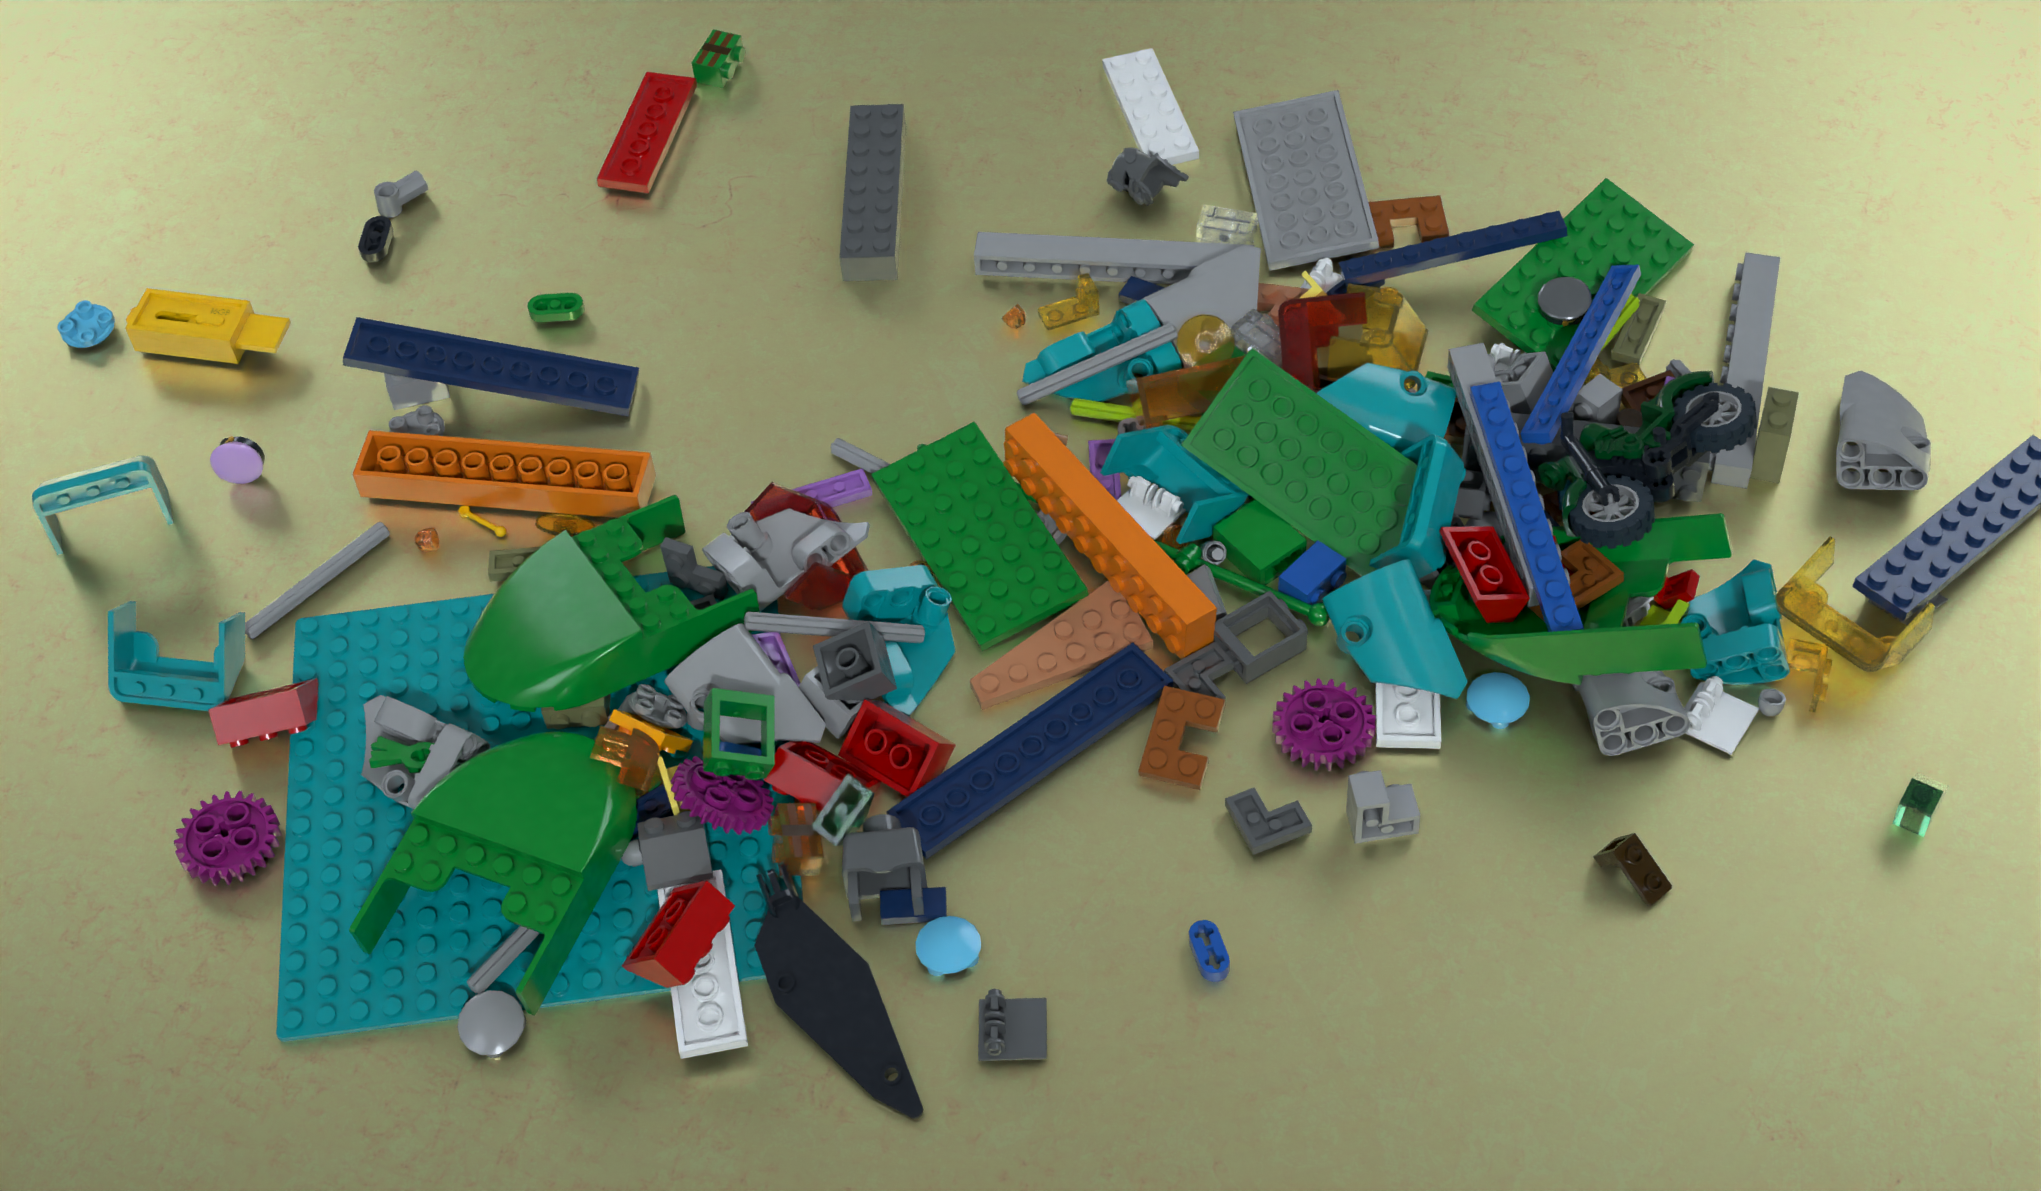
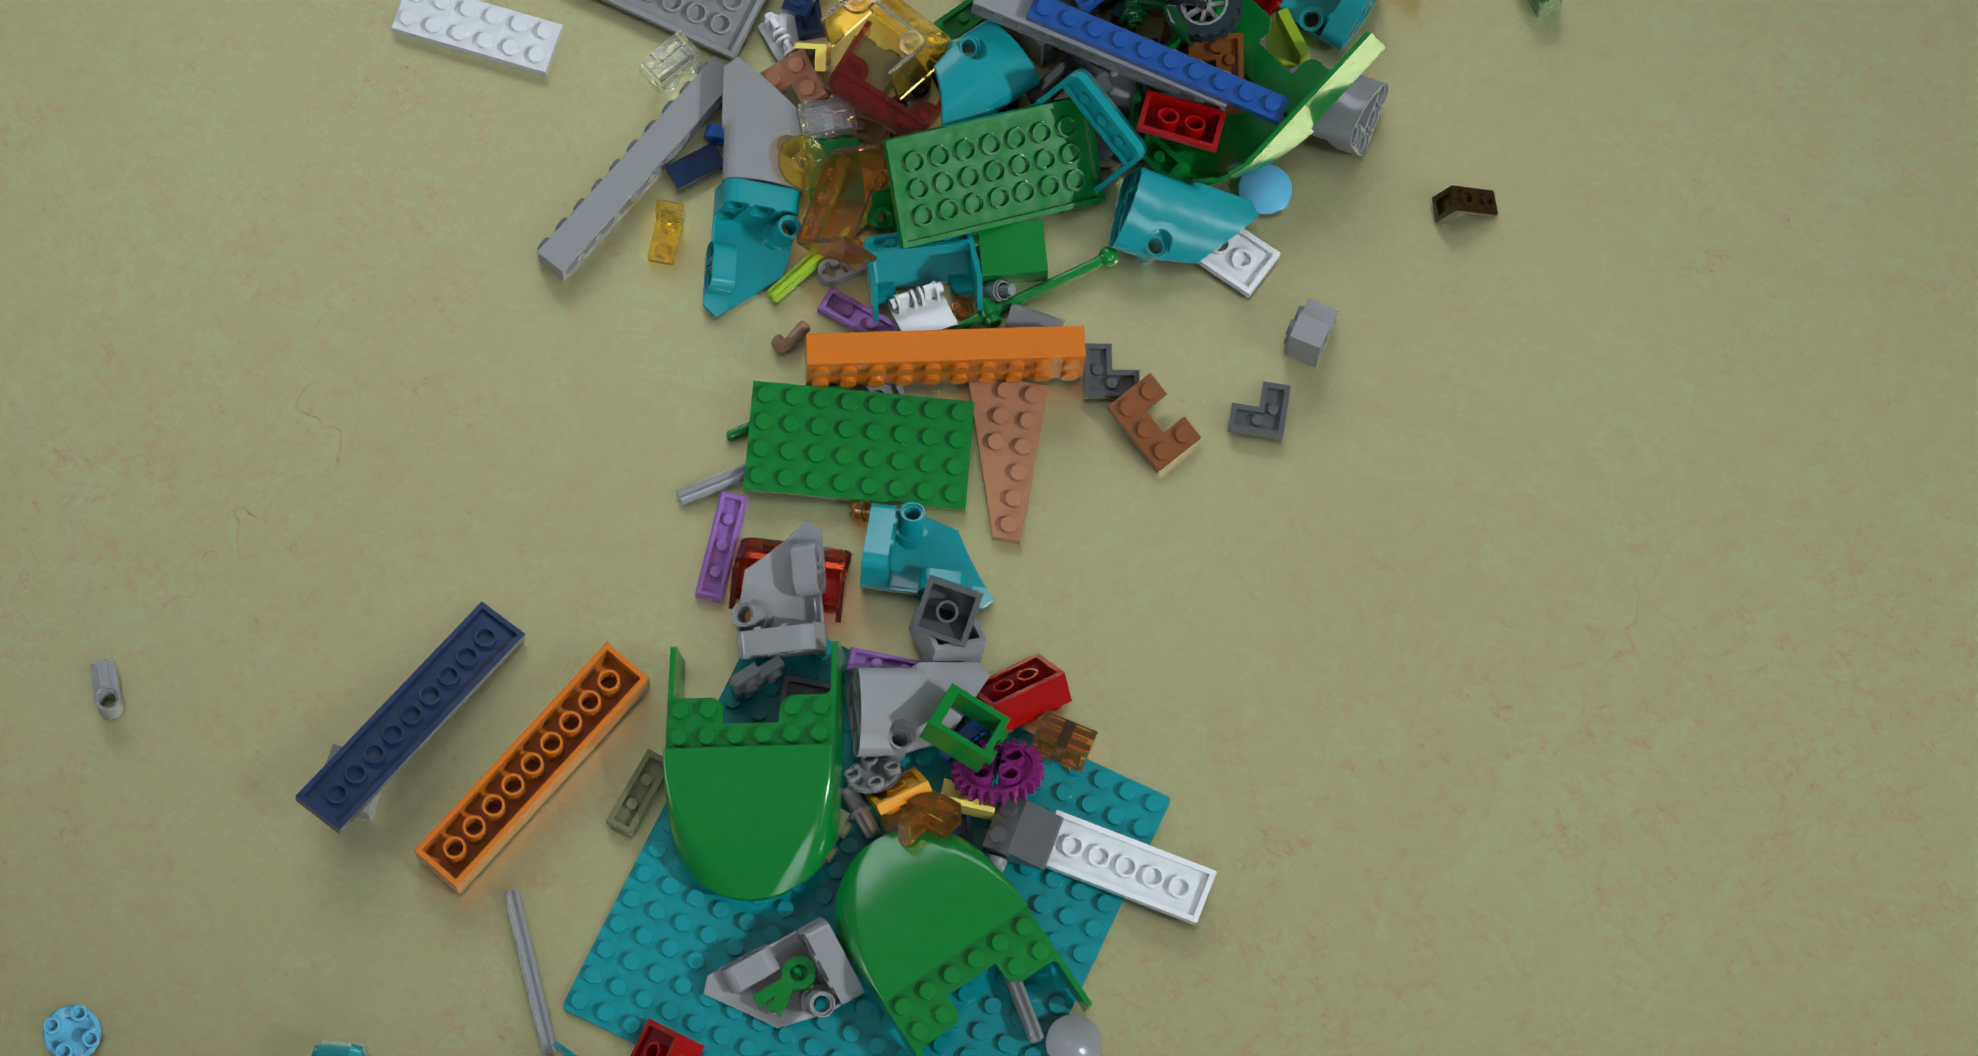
camera: 65 degrees left, 20 degrees up
(201, 326) = (164, 932): yellow piece -> none
(238, 460) = (354, 973): lavender piece -> none
(375, 239) = (151, 738): black plate -> none
(421, 421) = (416, 813): light grey dish -> none
(427, 540) = (551, 866): clear orange hinge -> none
(464, 512) = (536, 820): yellow hinge -> none
(556, 307) = (353, 631): green plate -> none
(557, 523) = (620, 748): clear yellow dish -> none
(647, 132) = (188, 442): red plate -> none
(680, 934) = (1103, 869): red slope -> none
(718, 58) = (140, 333): green brick -> none
(828, 626) = (892, 604): light grey axle -> none
(831, 995) = (1208, 793): black wing -> none
(844, 811) = (1080, 695): clear green slope -> none
(873, 193) = (415, 303): dark grey brick -> none
(882, 860) = (1126, 691): dark grey piece -> none
(895, 747) = (1024, 625): red slope -> none
(897, 906) = (1167, 695): dark blue tile -> none
(948, 945) = (1217, 691): medium azure dish -> none
(1012, 1028) = (1316, 689): dark grey hinge -> none
(1015, 317) = (641, 281): clear orange hinge -> none
(1031, 748) = (1088, 532): dark blue plate -> none
(1097, 364) = (758, 253): light grey axle -> none
(1143, 175) = (562, 87): dark grey helmet -> none
(1215, 948) = (1342, 514): blue beam -> none
(1252, 613) = (1109, 283): dark grey window -> none
(1314, 574) = (1071, 236): blue brick -> none
(1323, 724) = (1222, 339): magenta gear -> none
(1718, 716) = (1392, 63): white hinge -> none
(1771, 702) = (1393, 16): light grey hinge -> none

